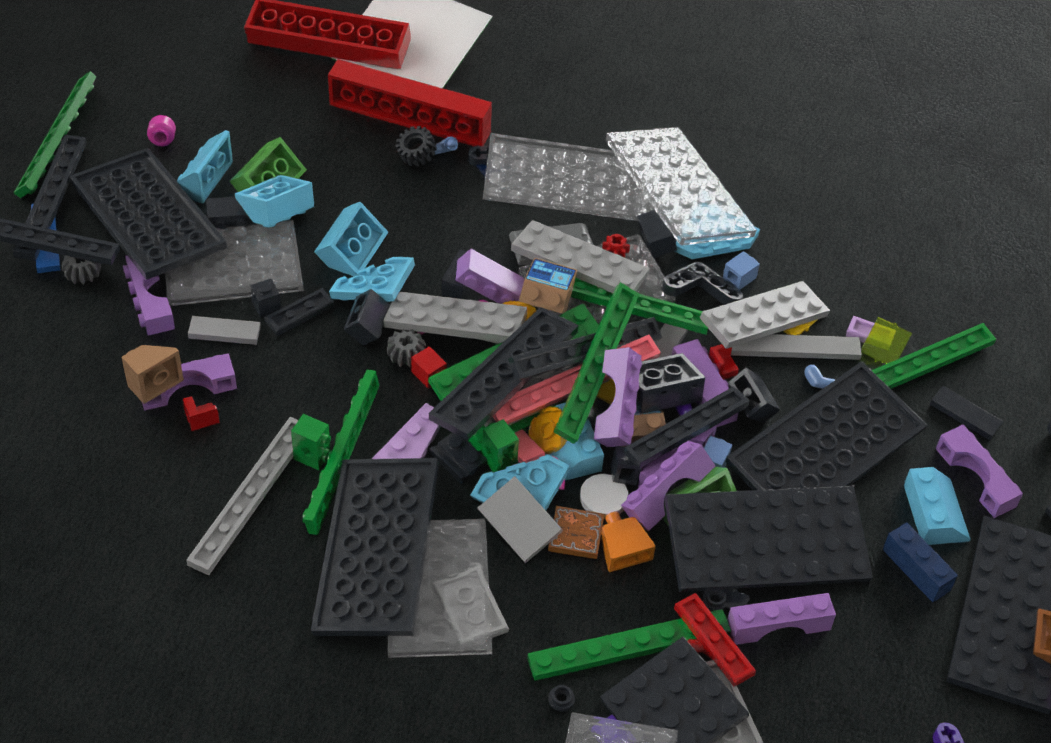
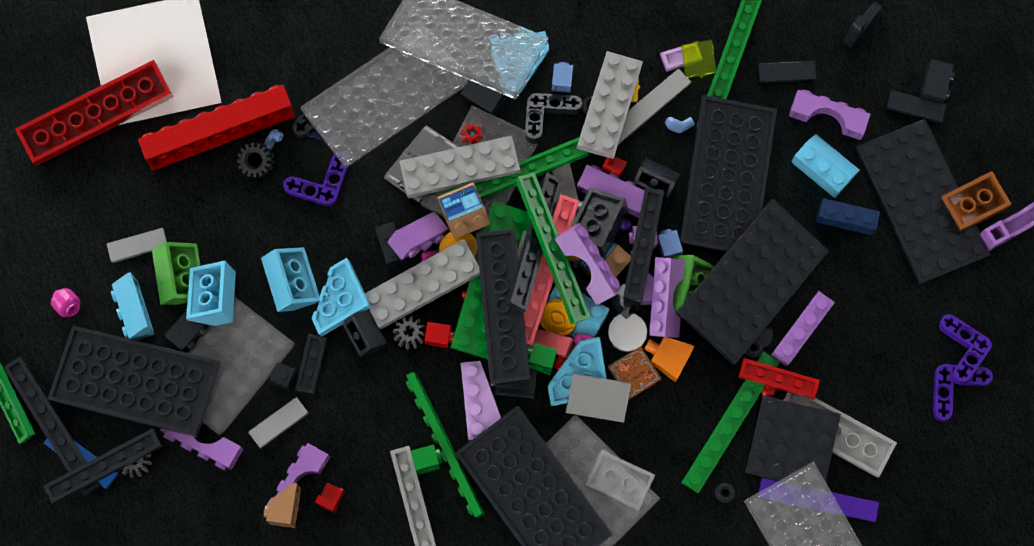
camera: 40 degrees left, 25 degrees up
(254, 135) = (135, 245): none -> light grey tile
(453, 208) = (326, 188): none -> dark purple beam

